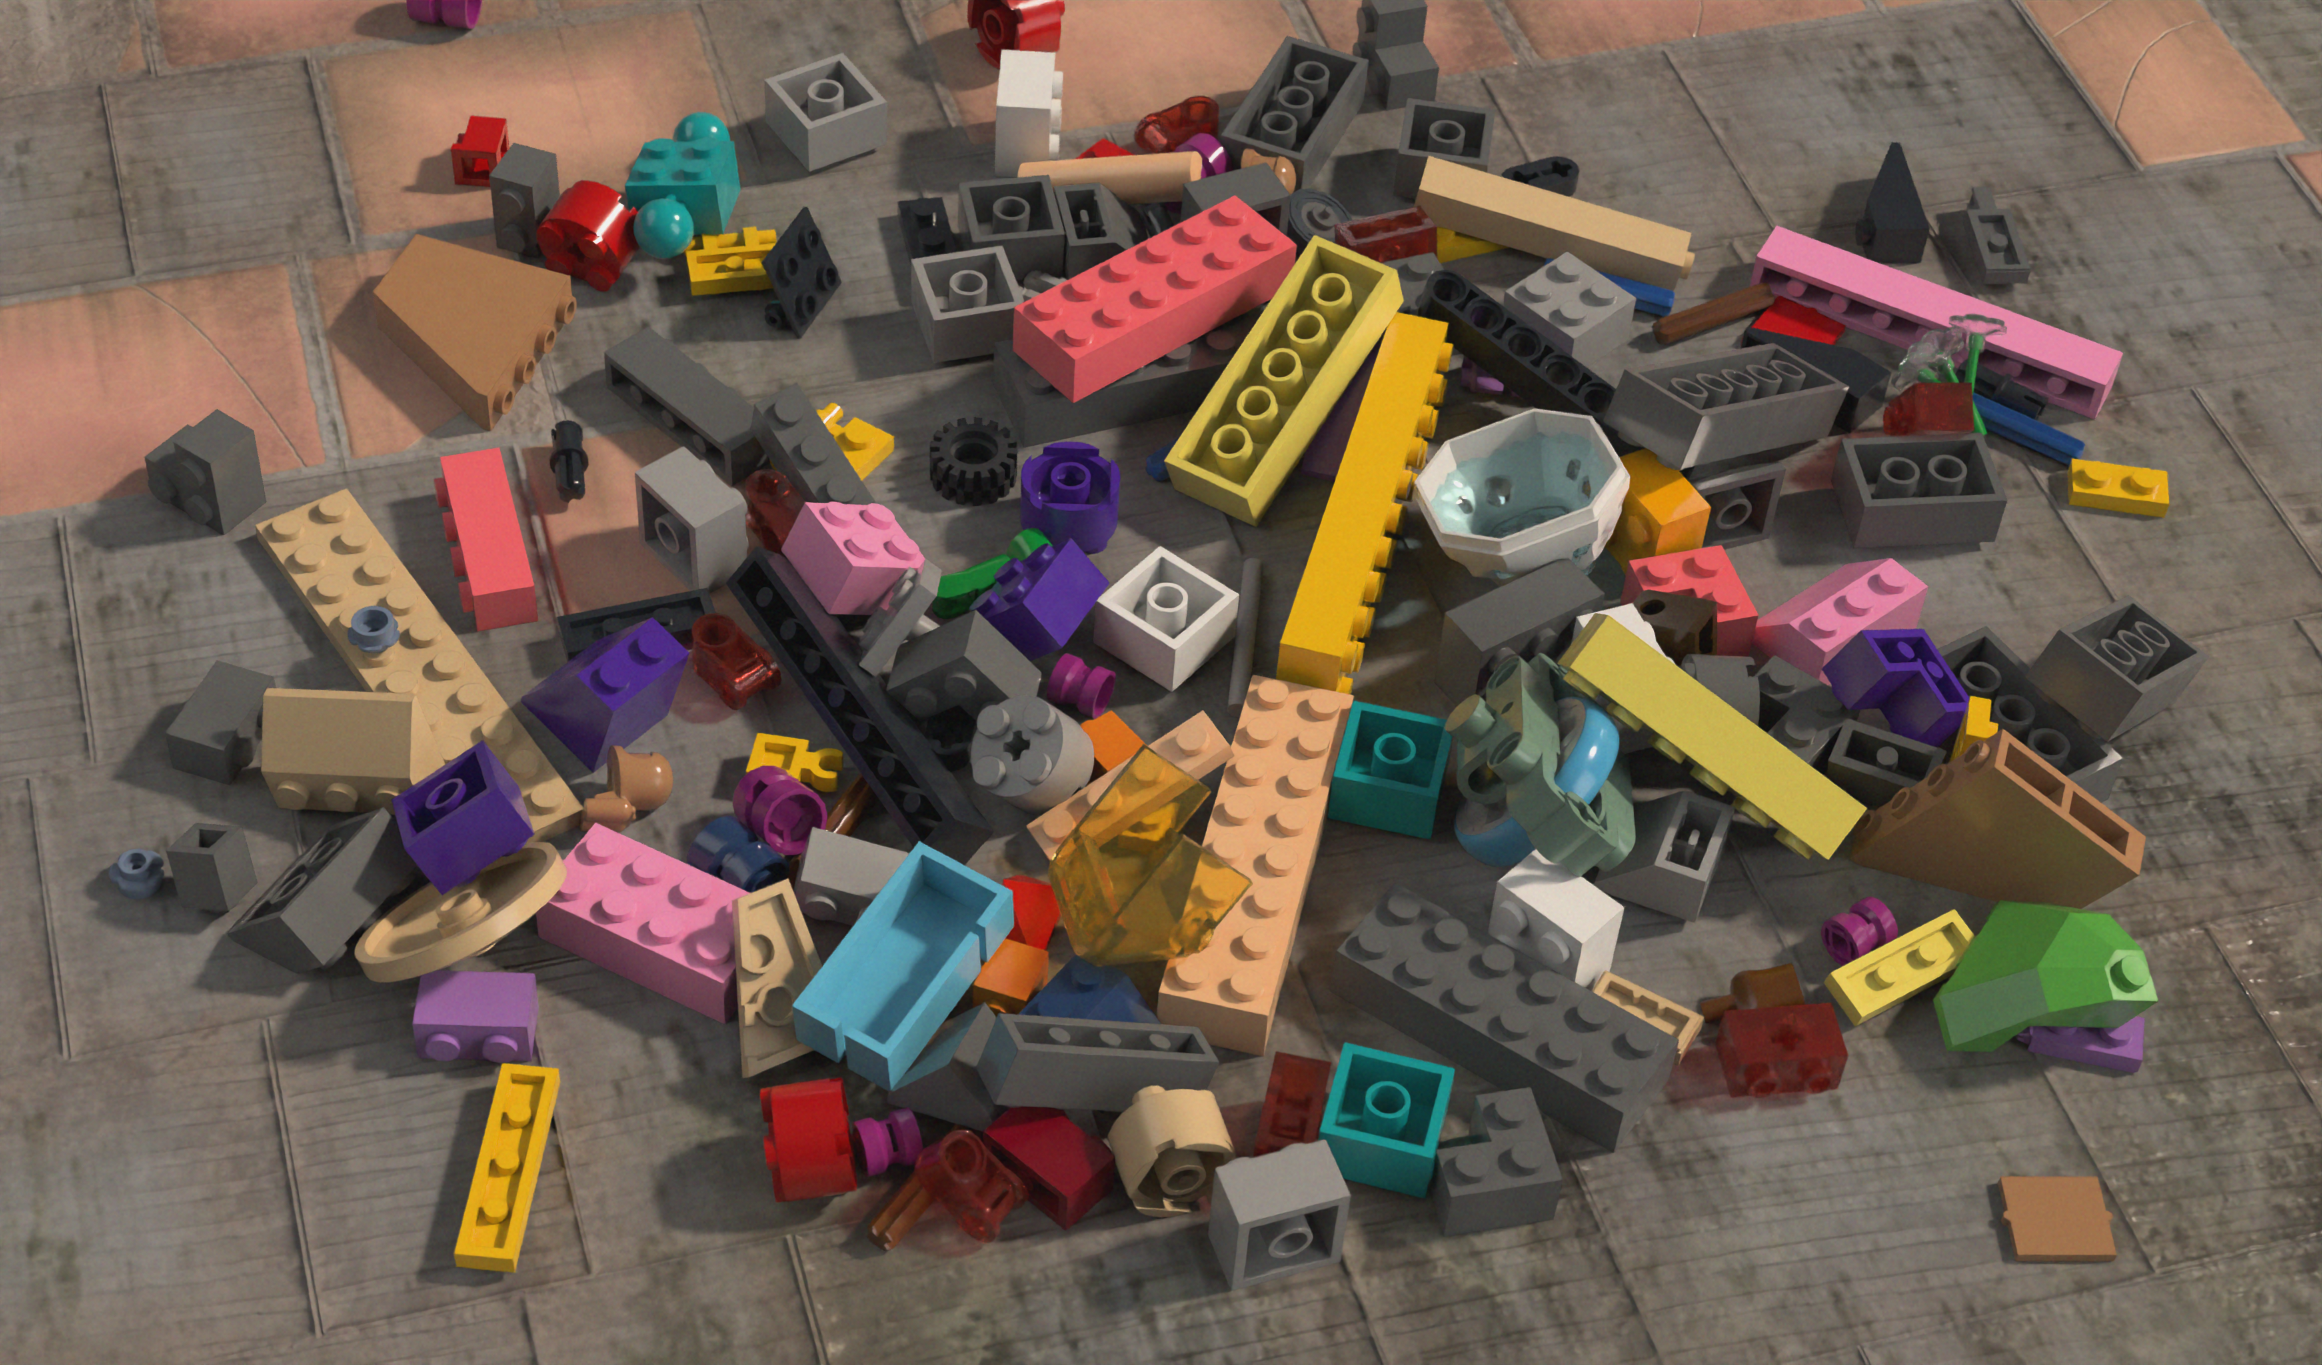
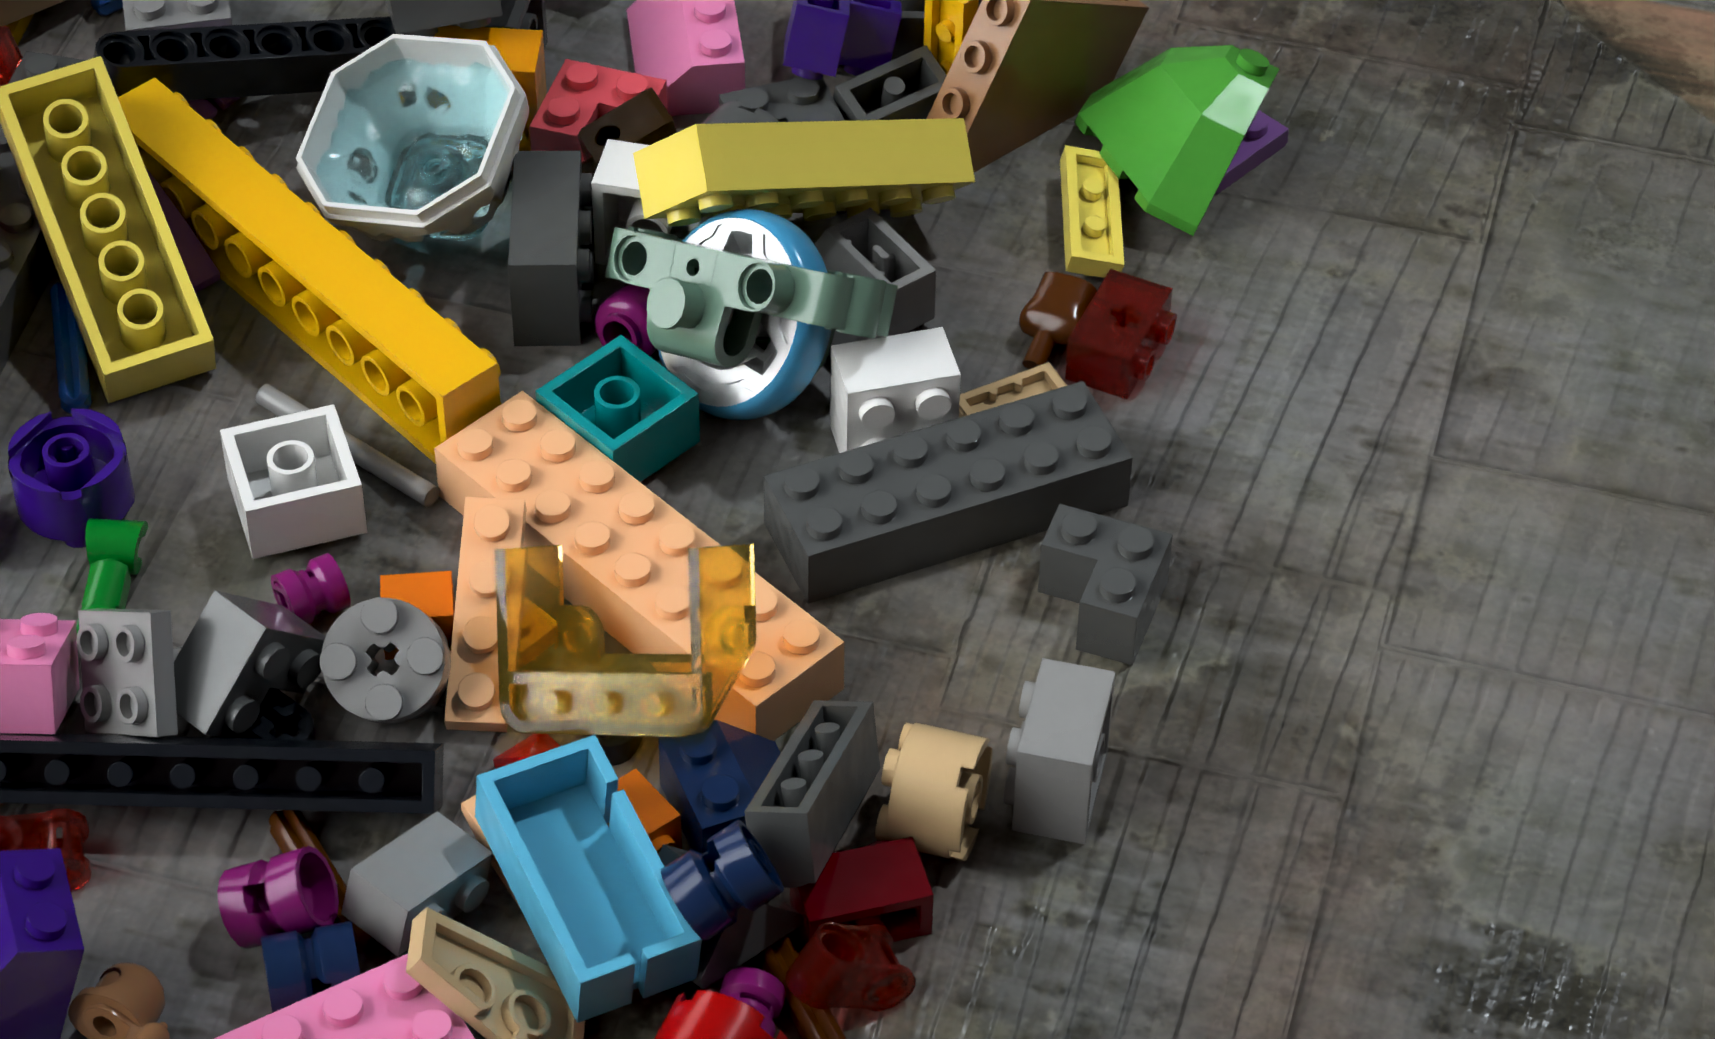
camera: 55 degrees left, 0 degrees up
(795, 758) = (193, 872): yellow plate -> none
(935, 1036) = (721, 880): none -> dark blue wheel
(1042, 598) = (196, 545): dark purple brick -> none
(1292, 1103) = (957, 687): clear red brick -> none
(1386, 1118) = (1002, 621): teal brick -> none
(1859, 931) = (1035, 218): magenta wheel -> none
(2056, 1218) = (1393, 269): medium nougat piece -> none

